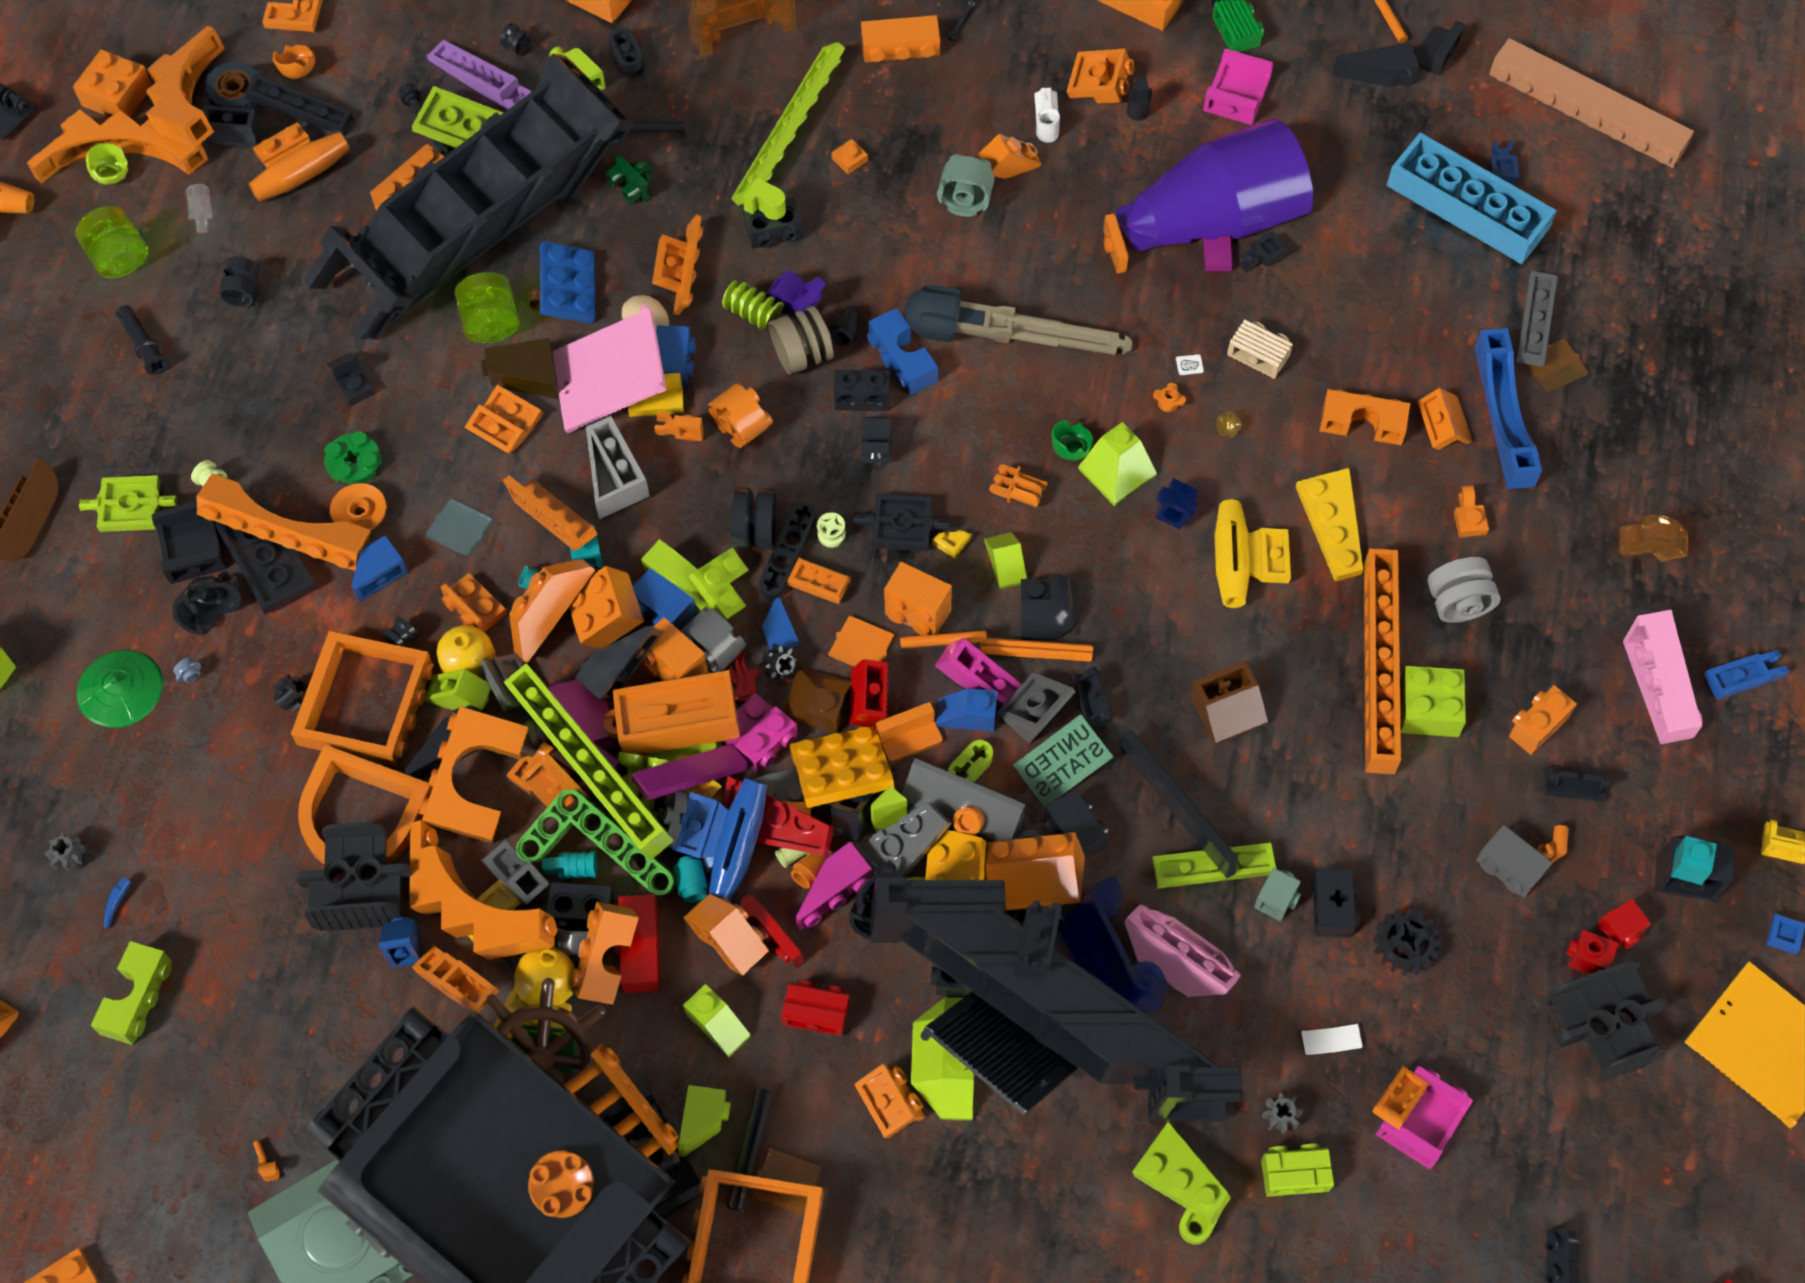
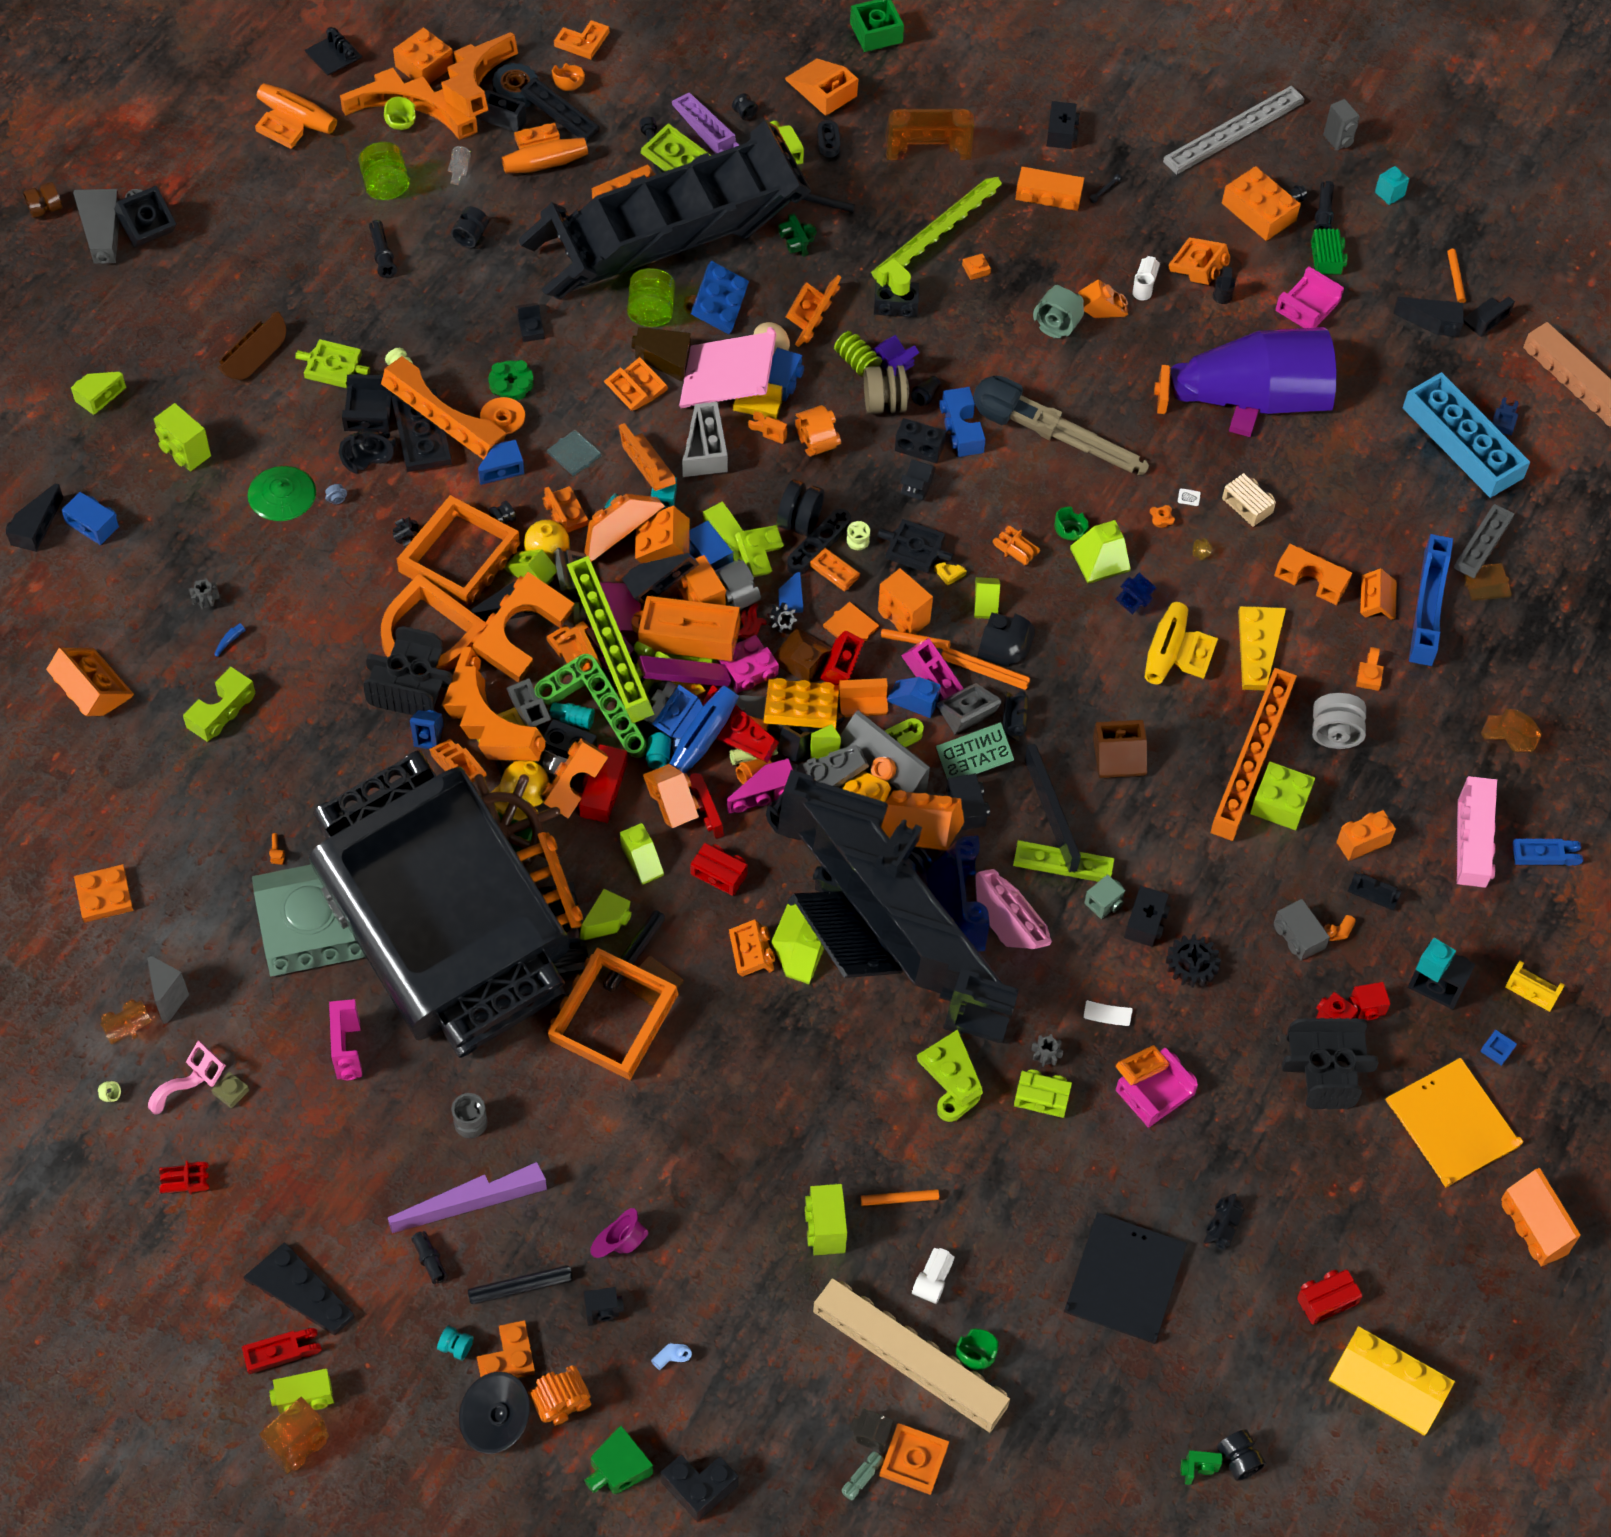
camera: 15 degrees right, 5 degrees down
(561, 1184) = (483, 912): orange dish -> none
(1264, 249) = (1282, 427): black plate -> none

